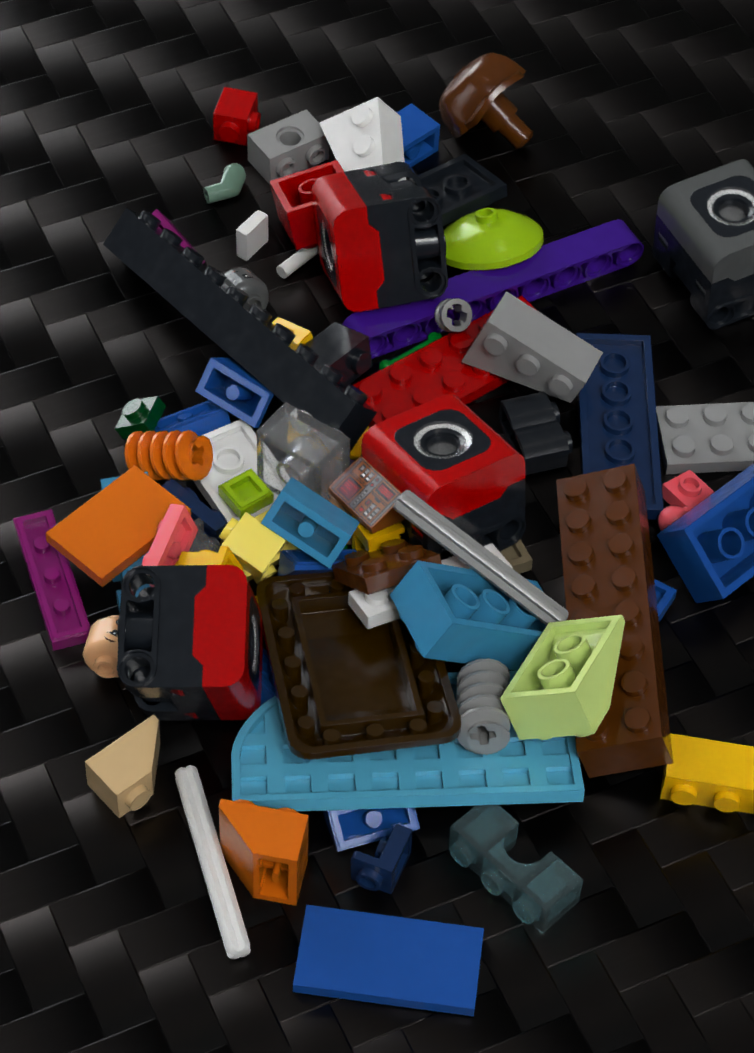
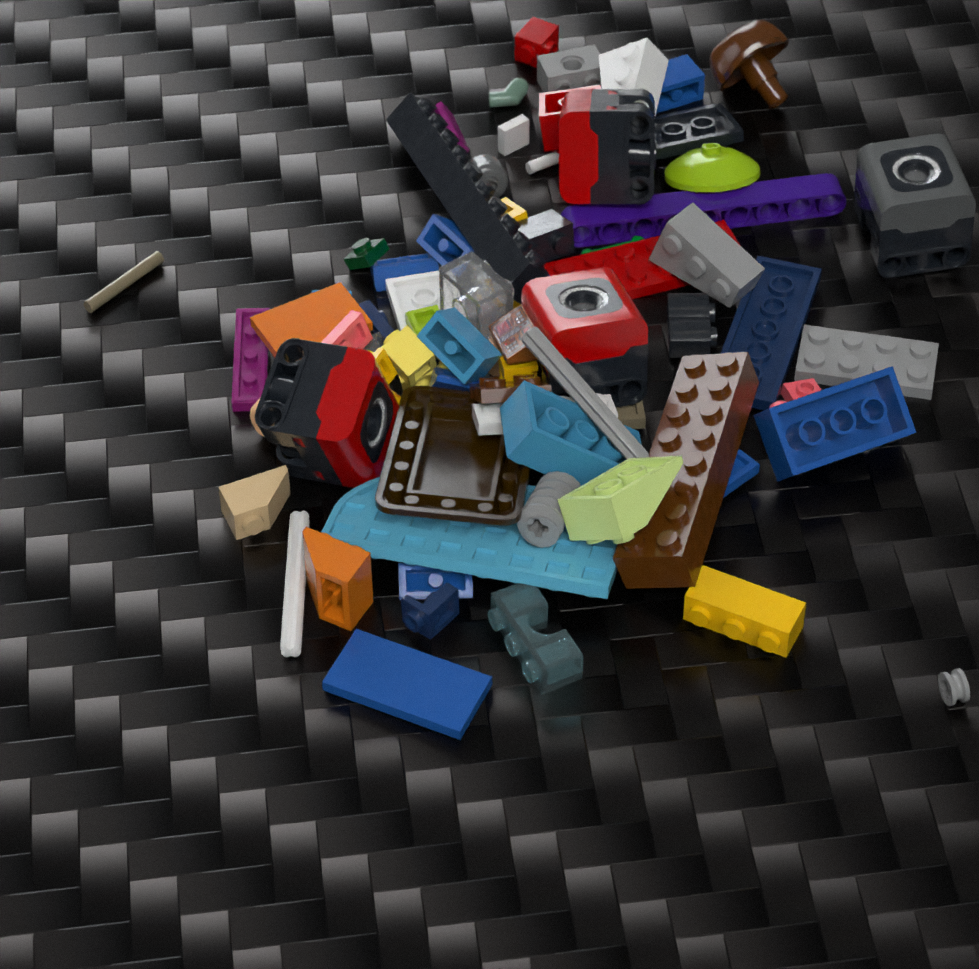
camera: 20 degrees right, 5 degrees down
(170, 454) = (374, 281): orange piece -> none
(445, 322) = (645, 225): light grey bush -> none

